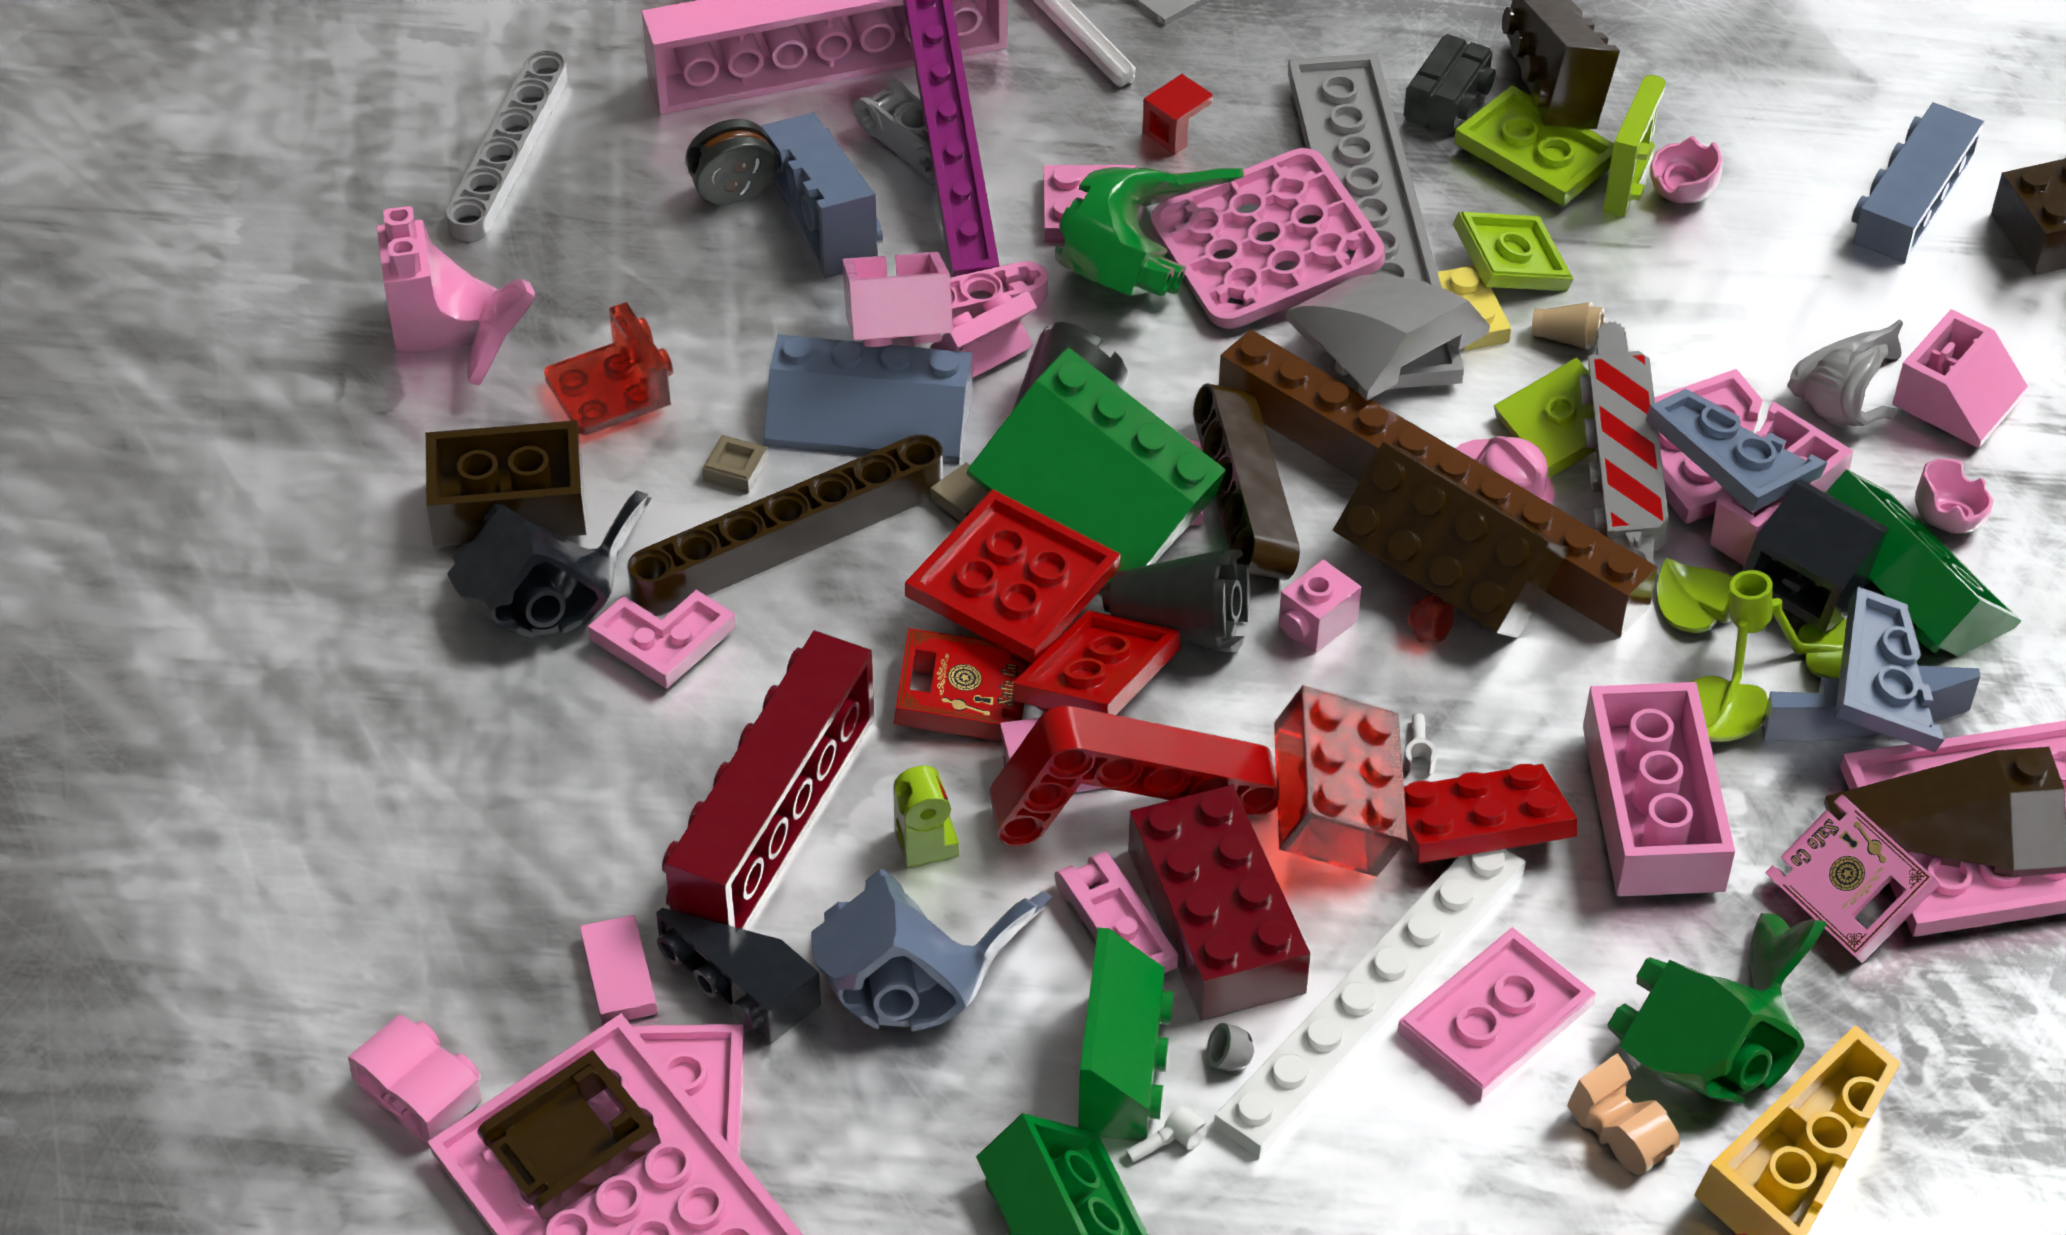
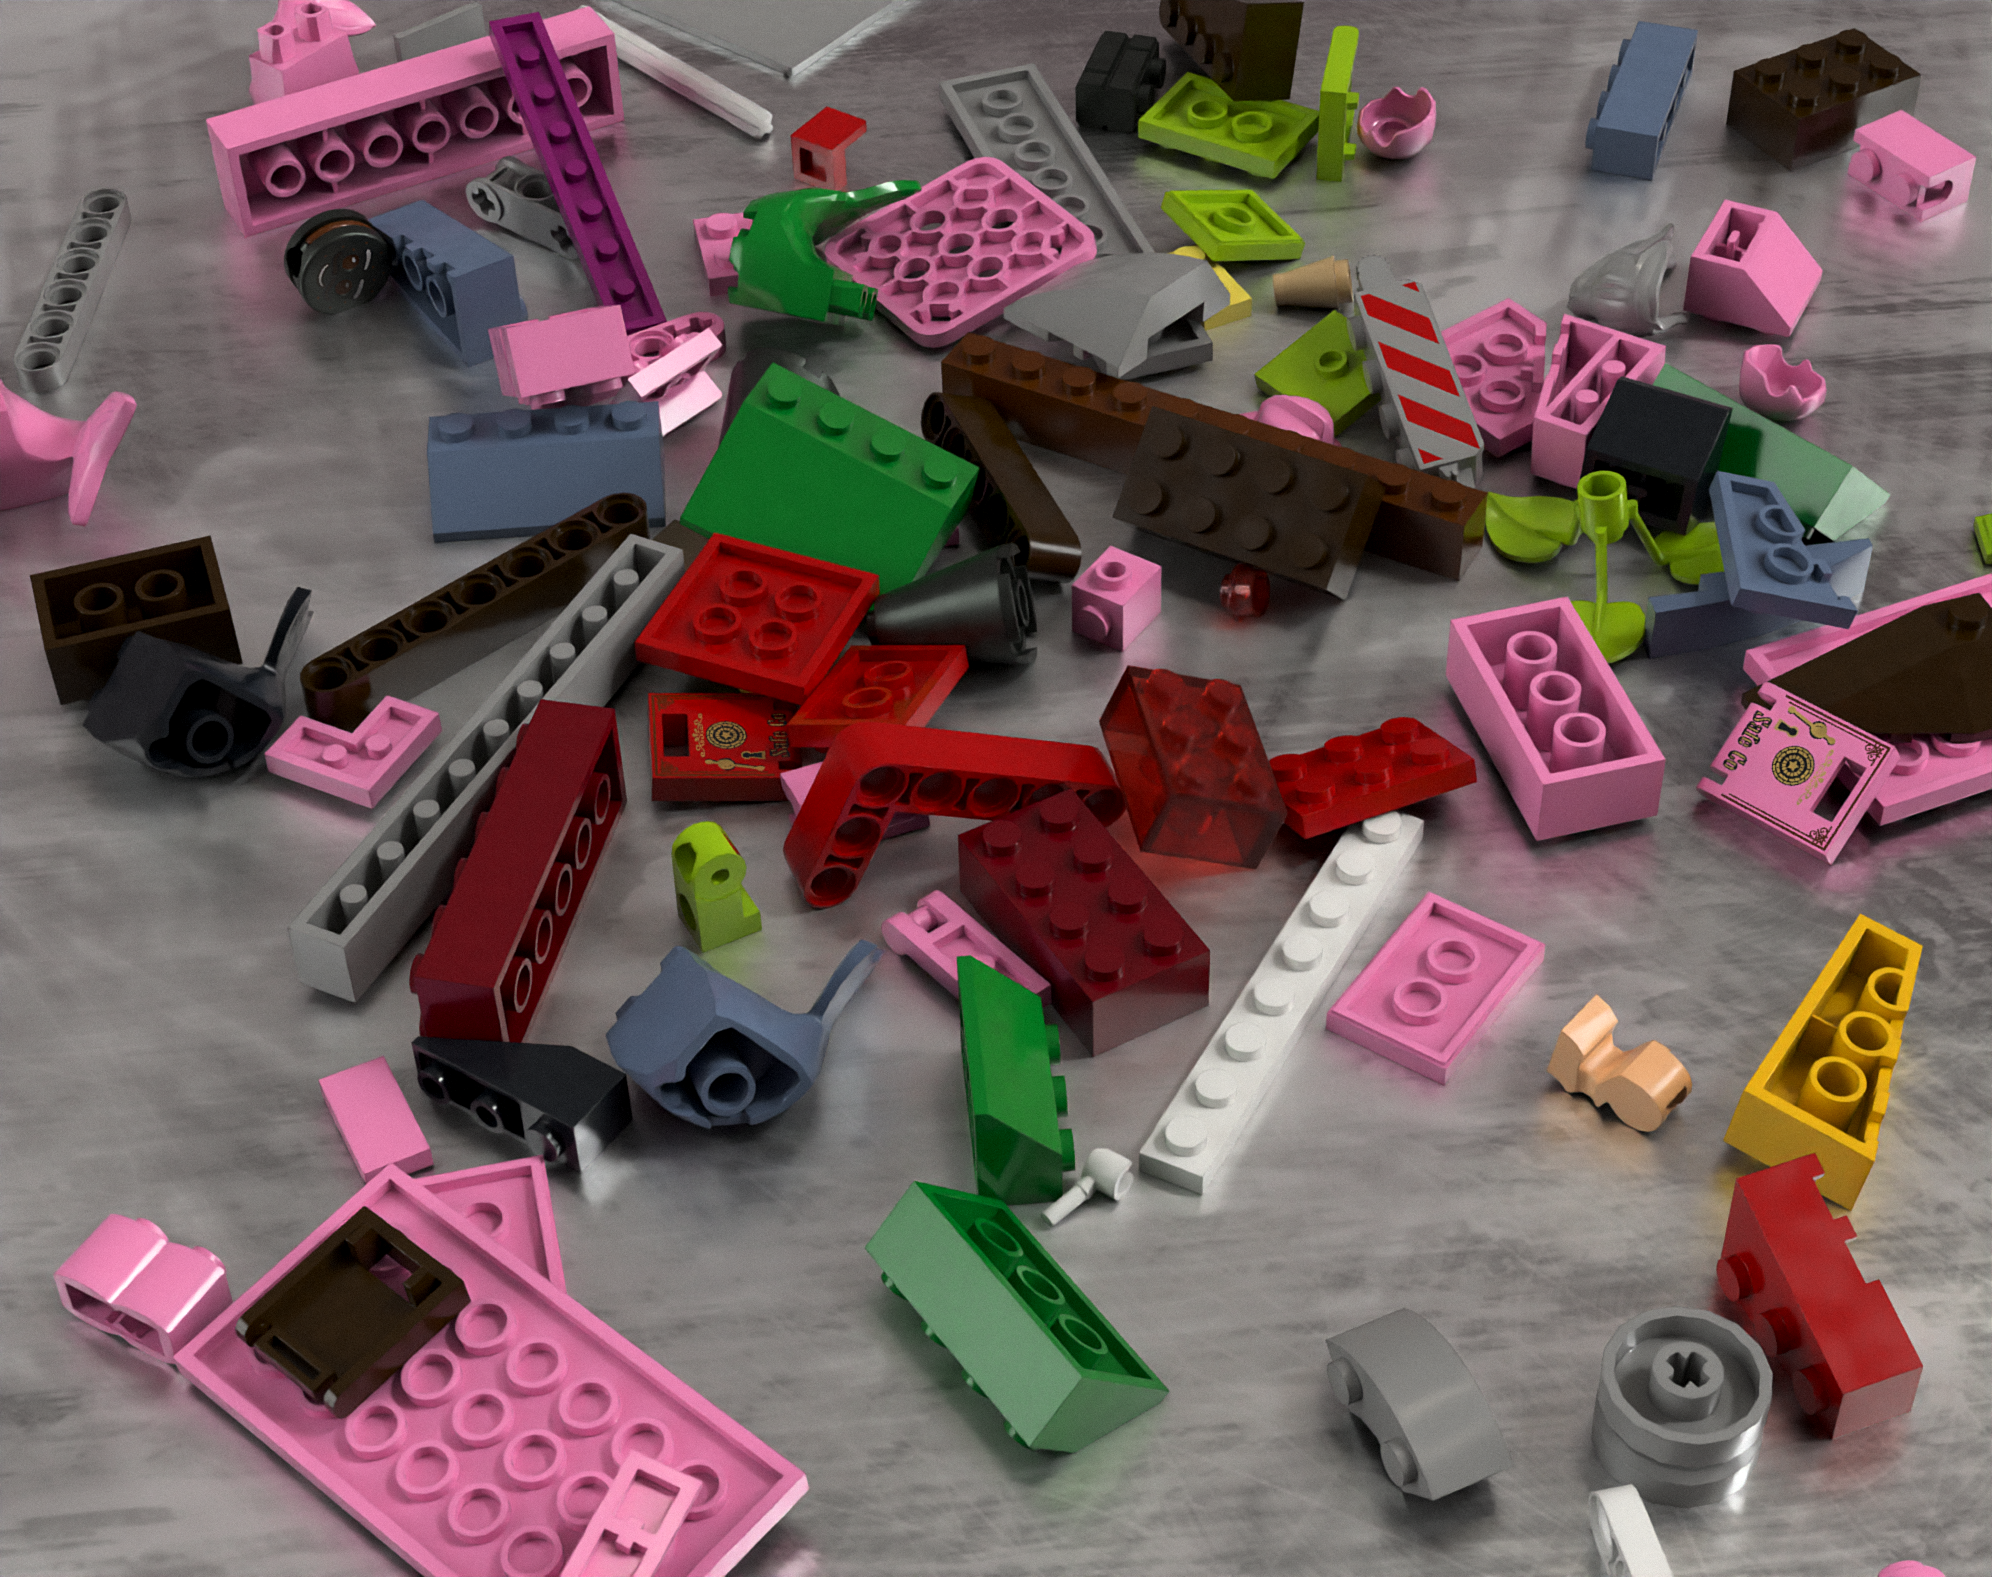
camera: 10 degrees left, 5 degrees down
(614, 379) = (249, 500): clear red bracket -> none
(705, 726) = (413, 851): none -> light grey brick
(735, 463) = (404, 564): dark tan tile -> none
(1229, 1048) = (1136, 1077): light grey hinge -> none
(1419, 745) = (1270, 723): white hand -> none
(1715, 1030) = (1697, 951): green hips -> none
(1740, 461) = (1553, 371): sand blue wing -> none

